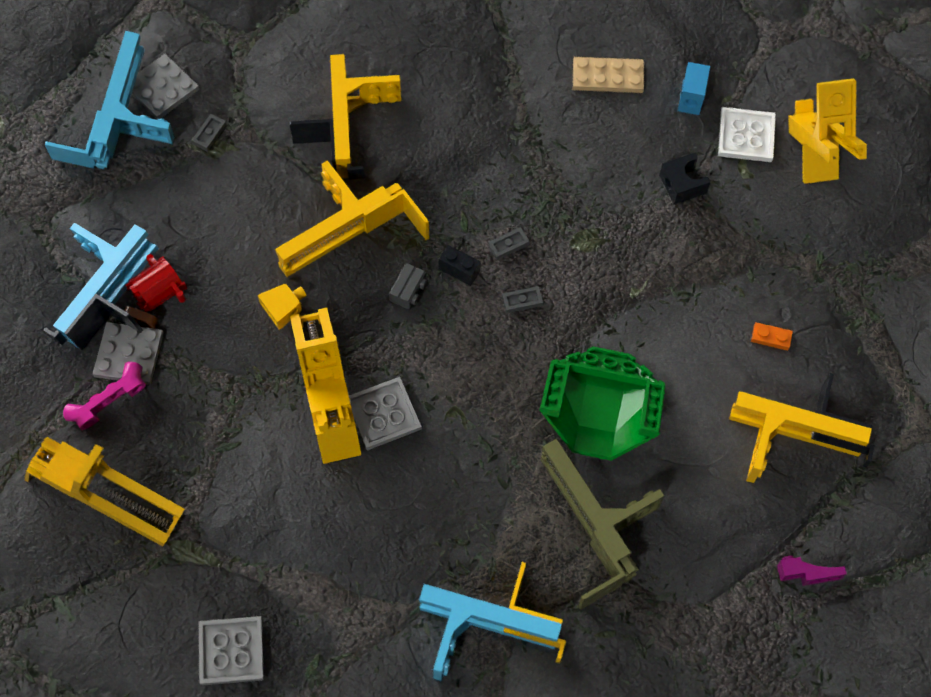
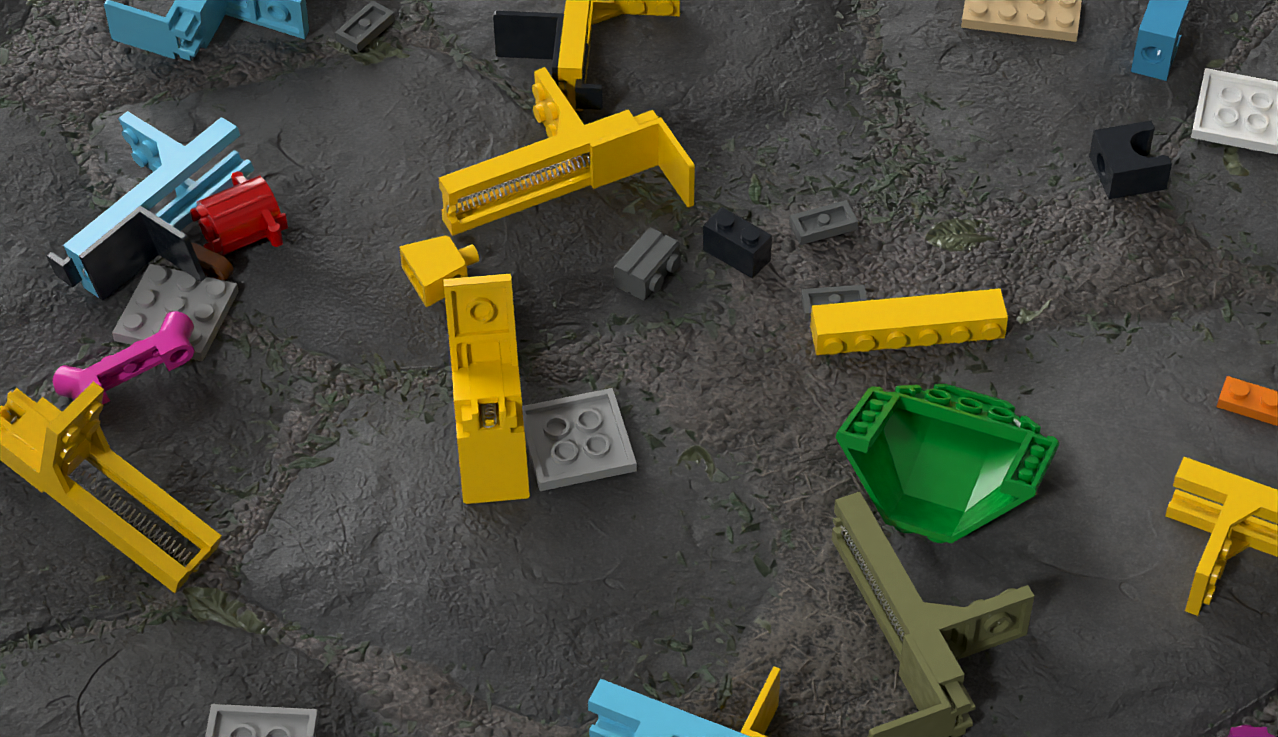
camera: 10 degrees right, 15 degrees down
(567, 308) = (908, 321): none -> yellow brick

